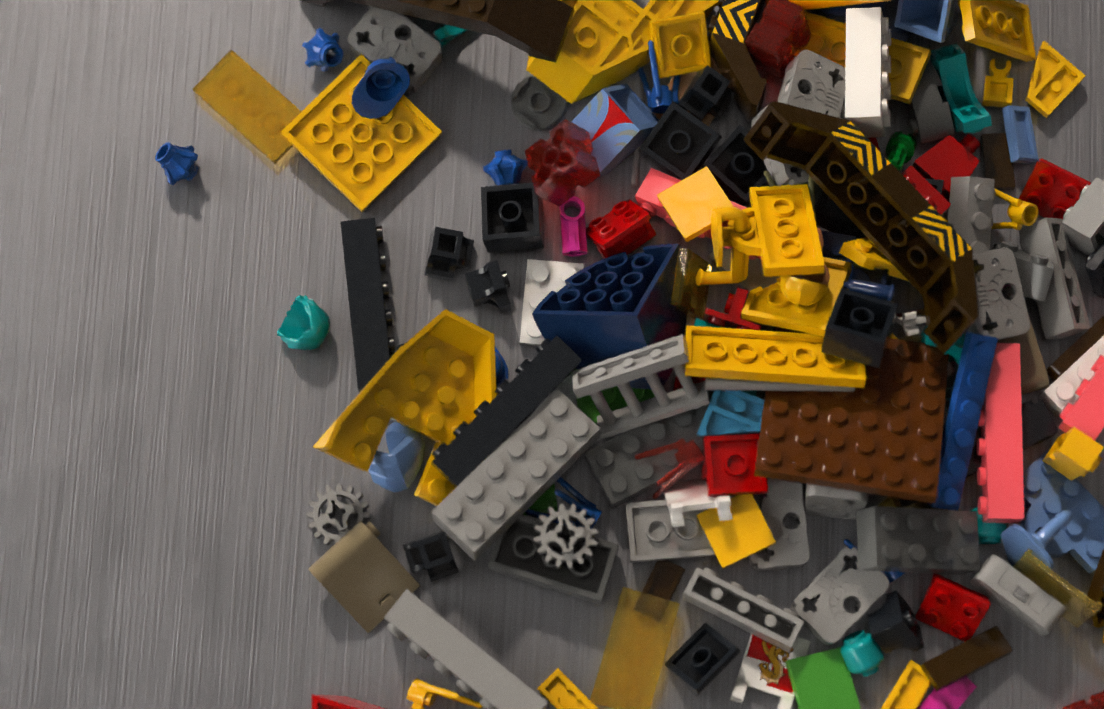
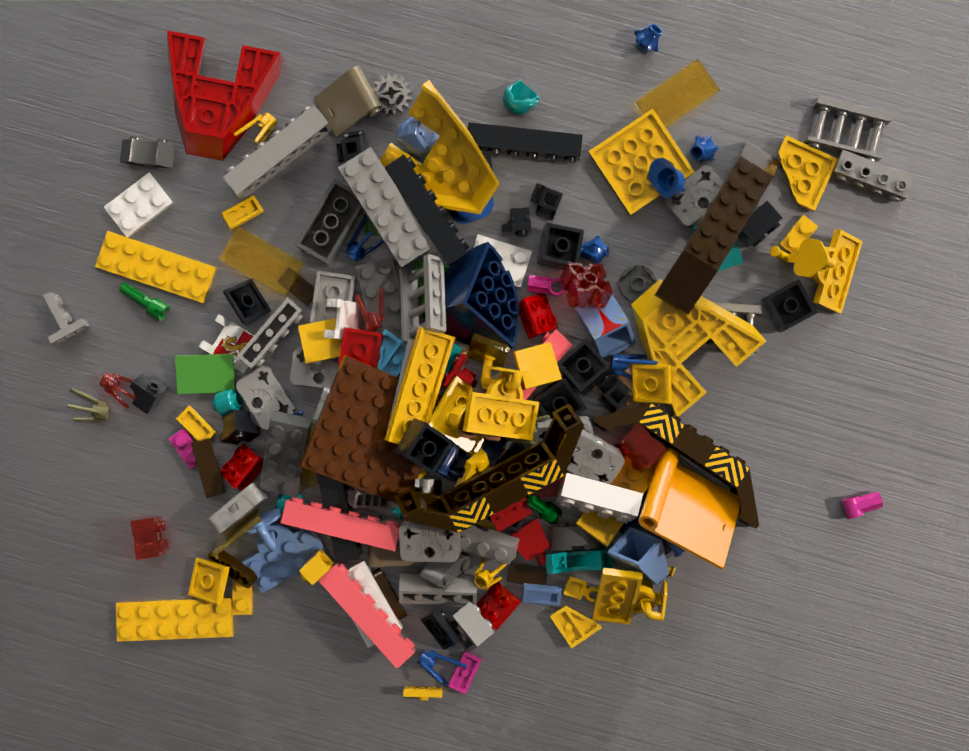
camera: 95 degrees right, 10 degrees up
(580, 534) = (339, 221): light grey gear -> none
(963, 418) = (353, 501): blue plate -> none

